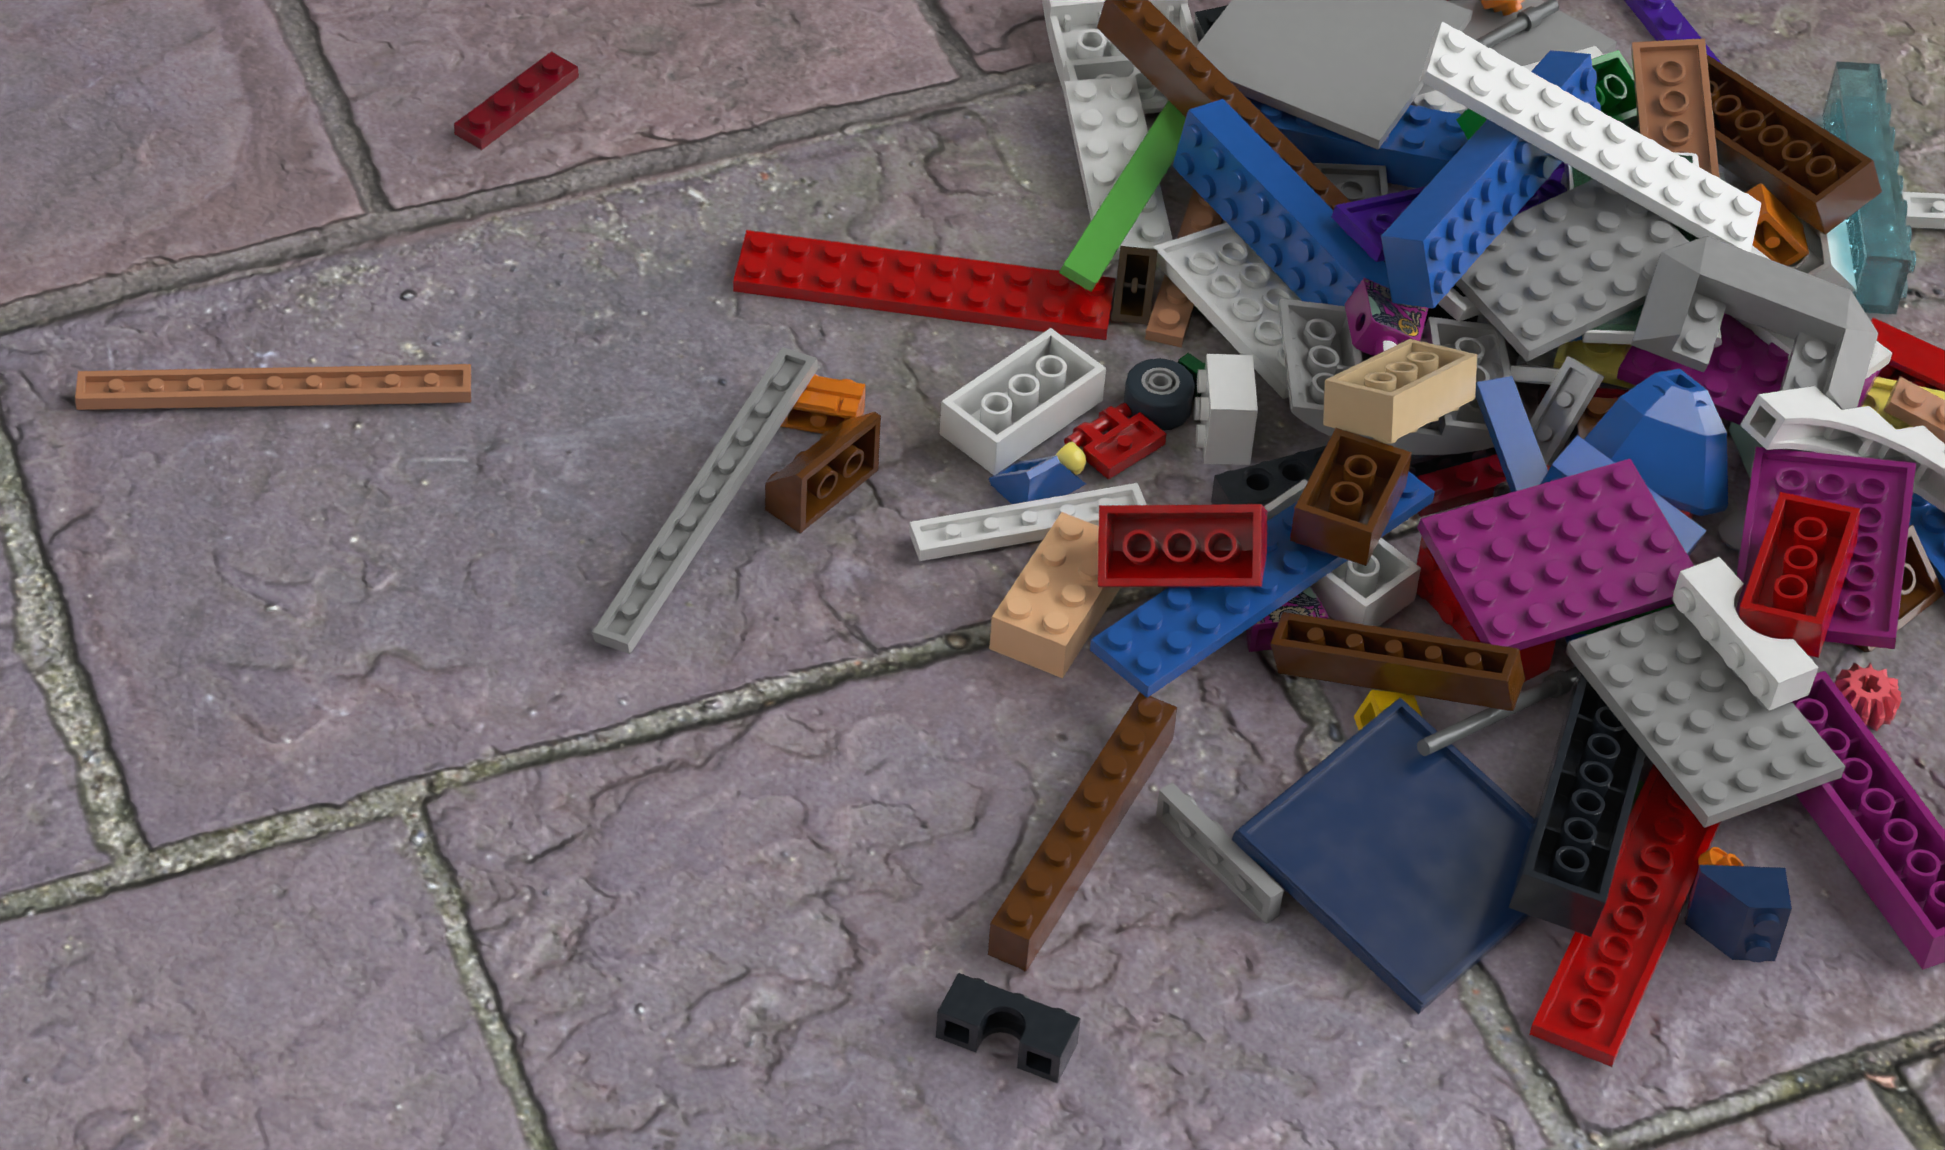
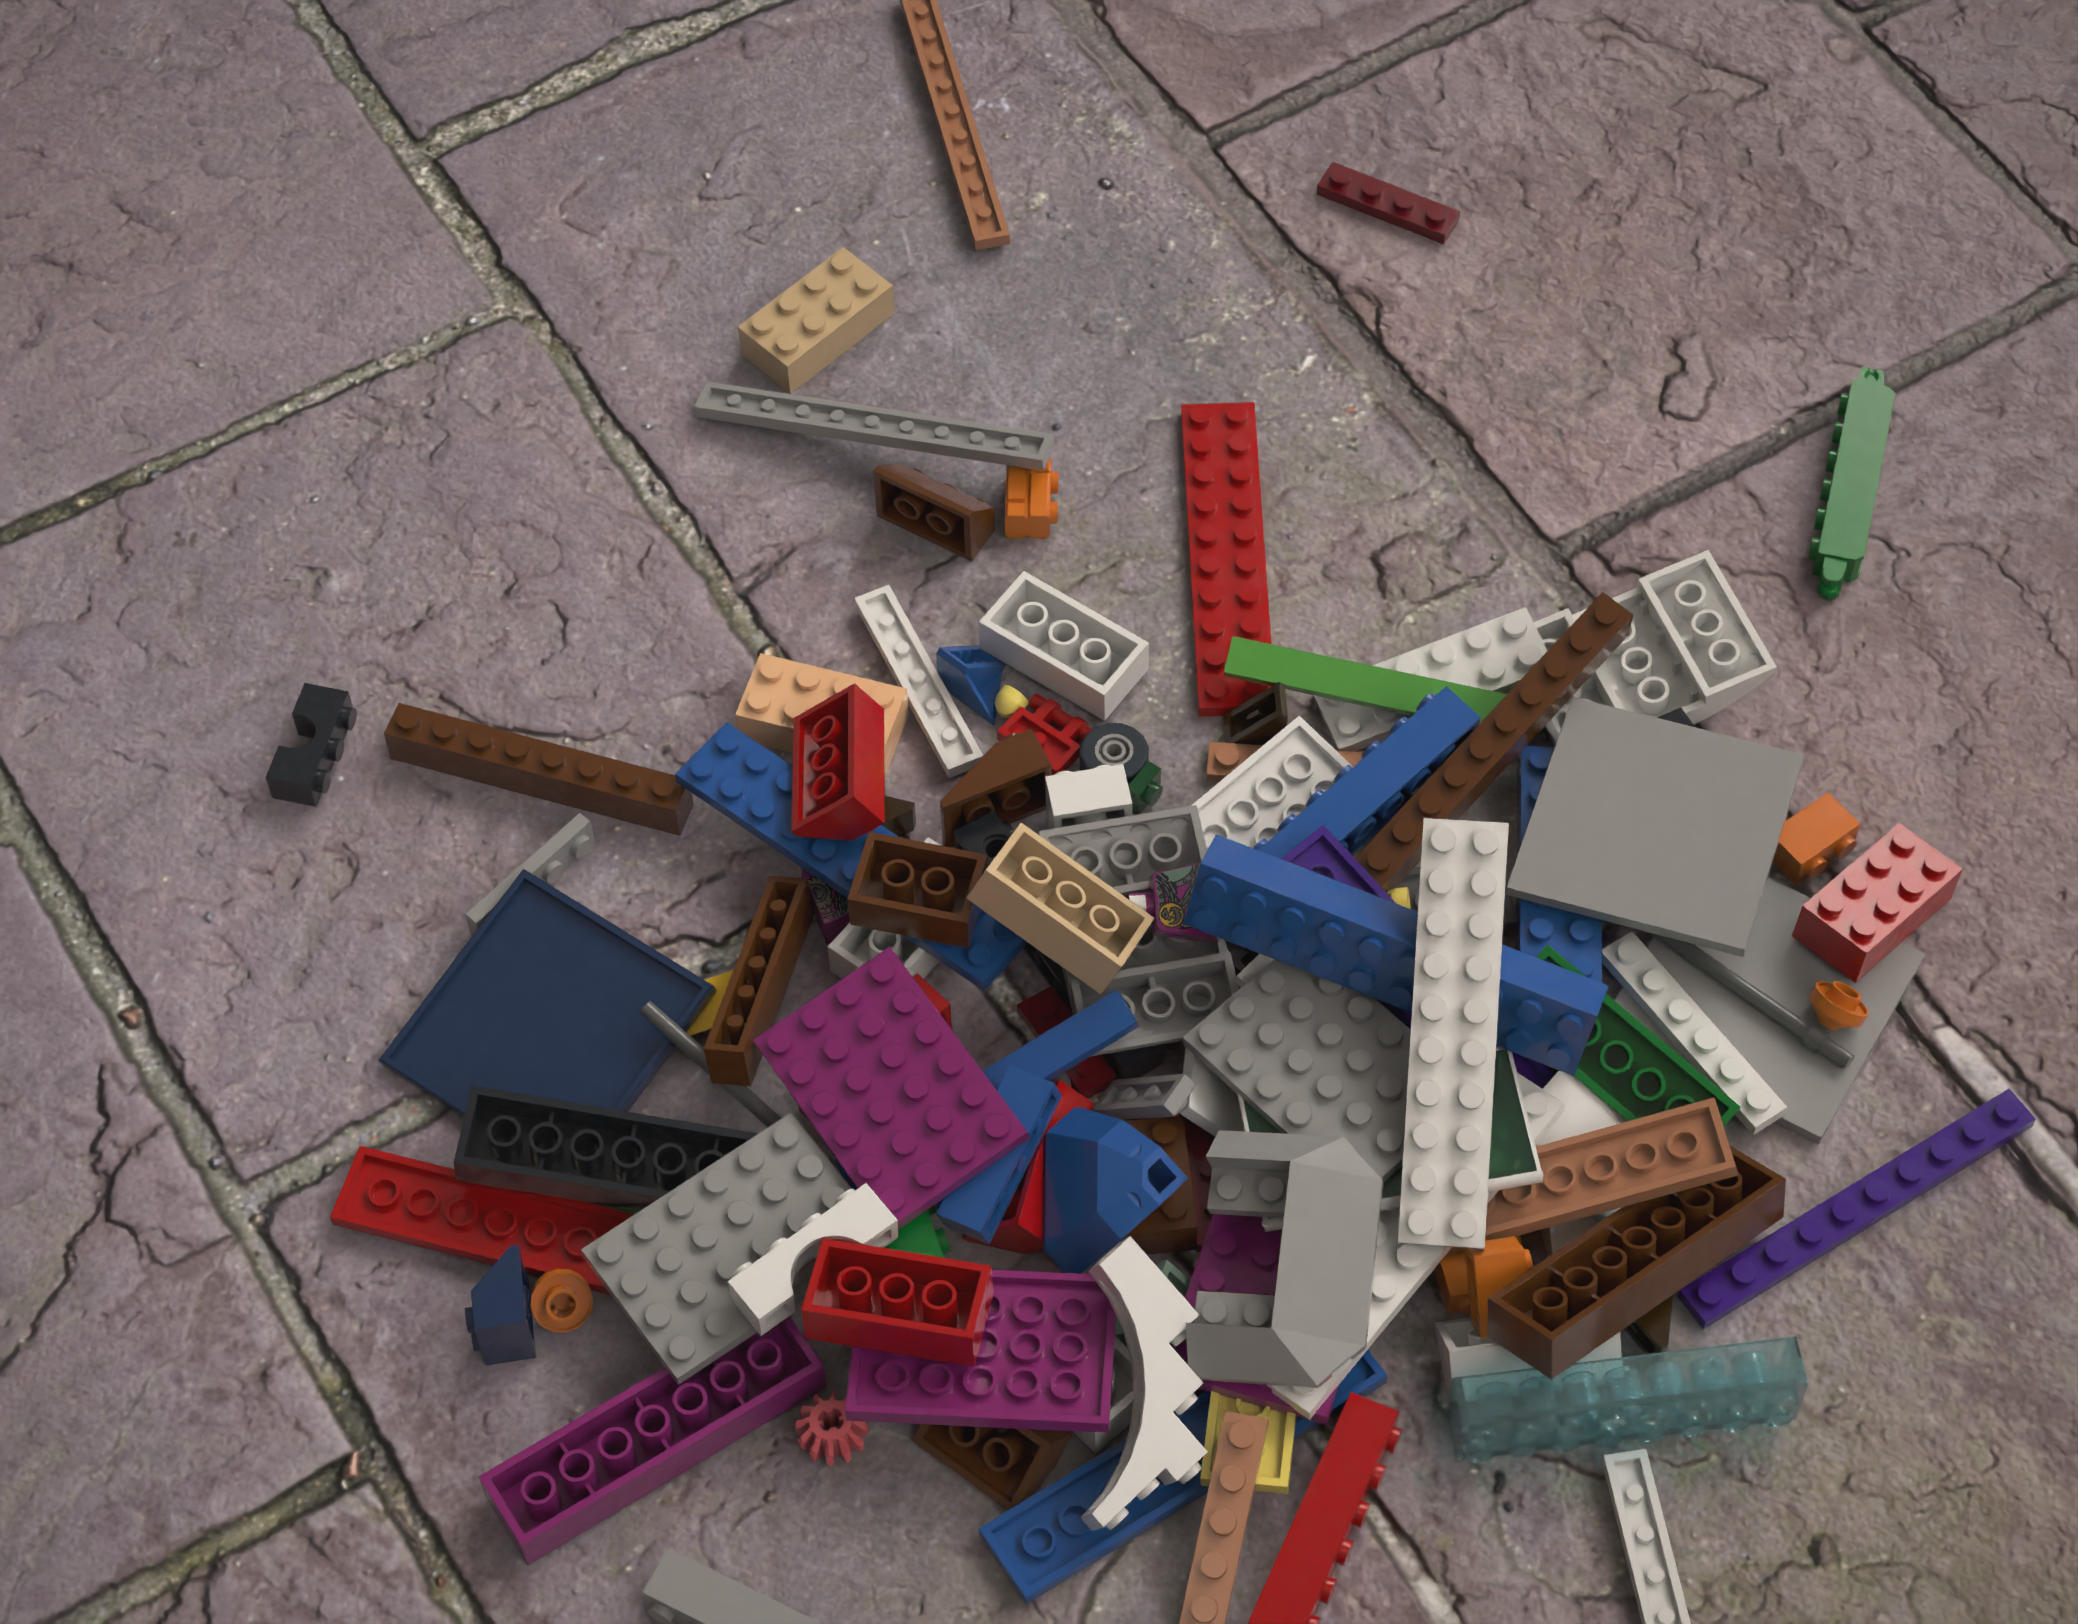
camera: 85 degrees right, 10 degrees up
(537, 530) = (816, 320): none -> tan brick
(1186, 458) = (1003, 780): none -> reddish brown slope

